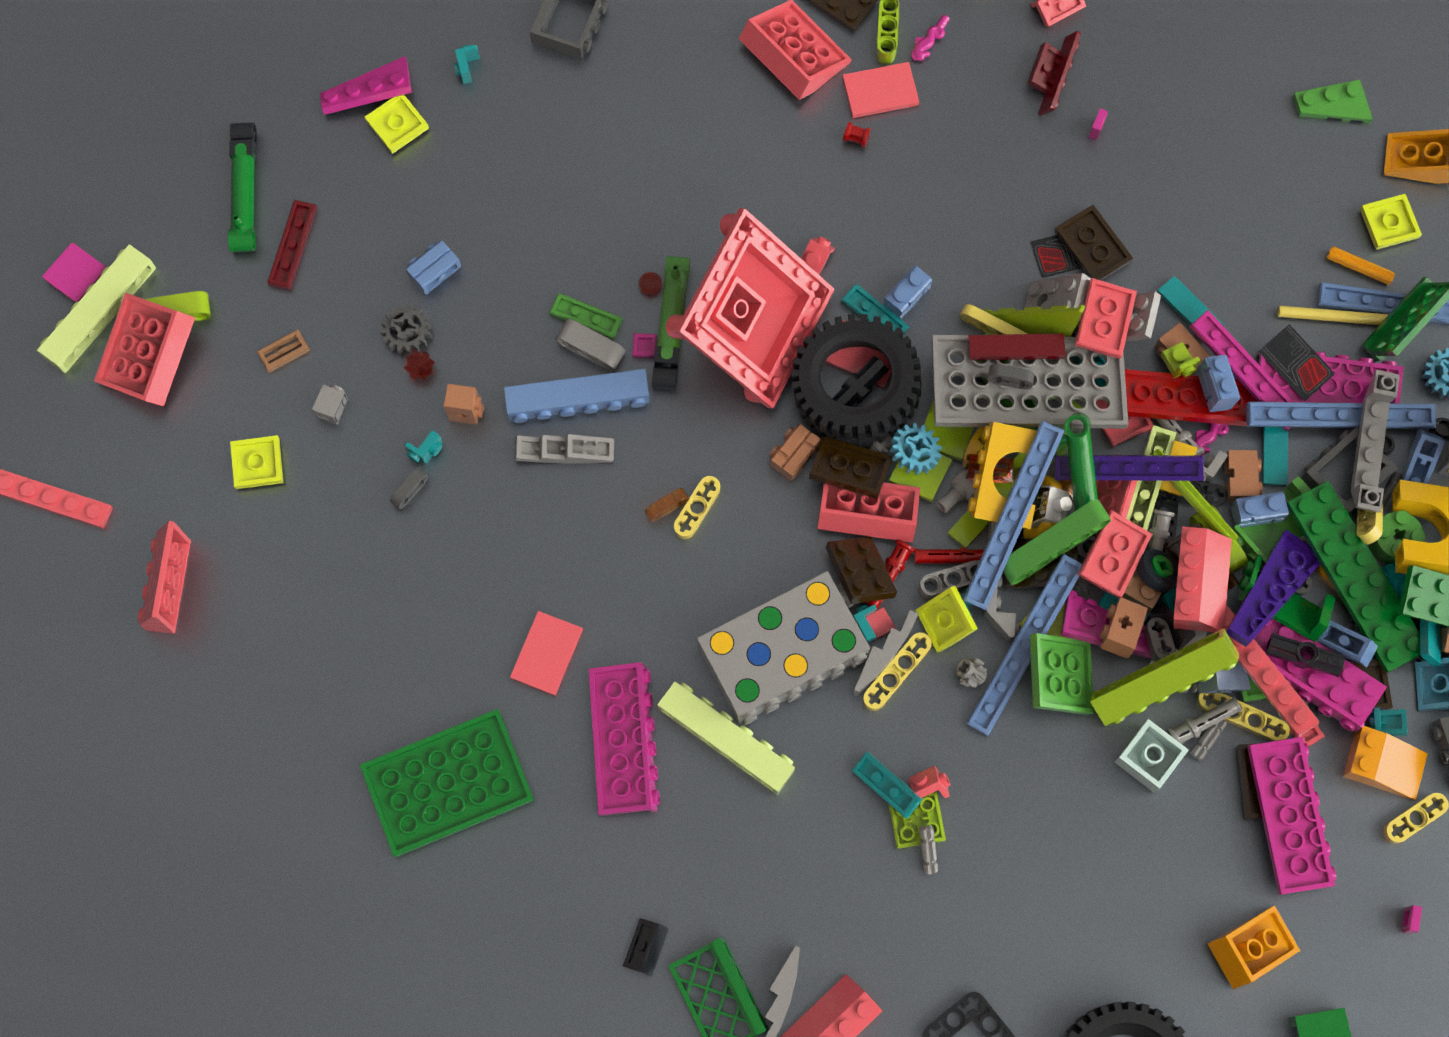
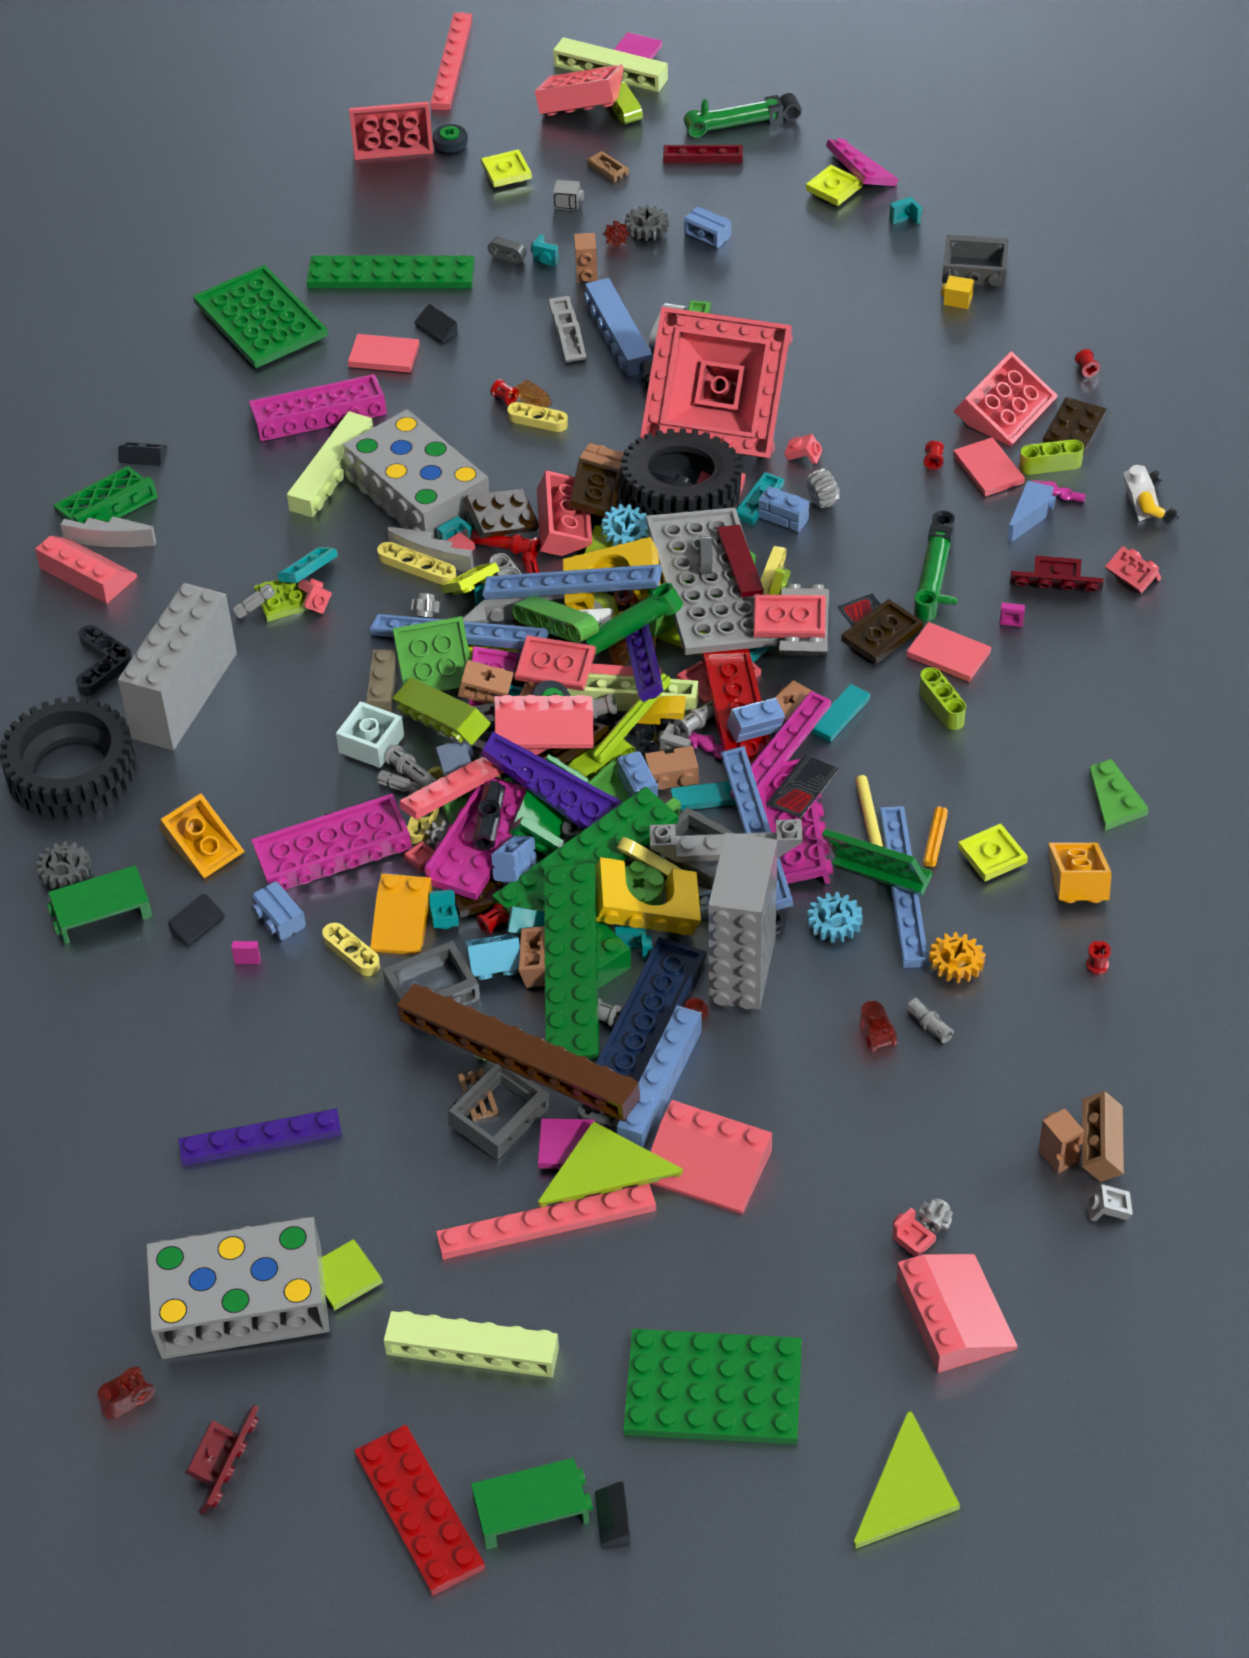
camera: 80 degrees right, 25 degrees down
(186, 520) = (450, 138): none -> black wheel
(403, 624) = (390, 271): none -> green plate
(515, 587) = (437, 323): none -> black slope
(614, 46) = (957, 292): none -> yellow brick
(652, 534) = (504, 391): none -> red bush
(890, 249) = (822, 488): none -> light grey gear
(955, 67) = (1031, 508): none -> medium blue slope
(986, 162) = (934, 567): none -> green piece
(1045, 939) = (177, 666): none -> light grey brick
(1078, 733) = (383, 679): none -> dark tan brick
(1128, 193) = (948, 651): none -> coral tile
(1179, 360) = (772, 689): lime bracket -> none
(1202, 206) = (942, 698): none -> lime beam
(1357, 965) = (195, 919): none -> black slope
(1364, 881) = (278, 911): none -> medium blue brick
(1403, 678) = (492, 919): none -> red bush

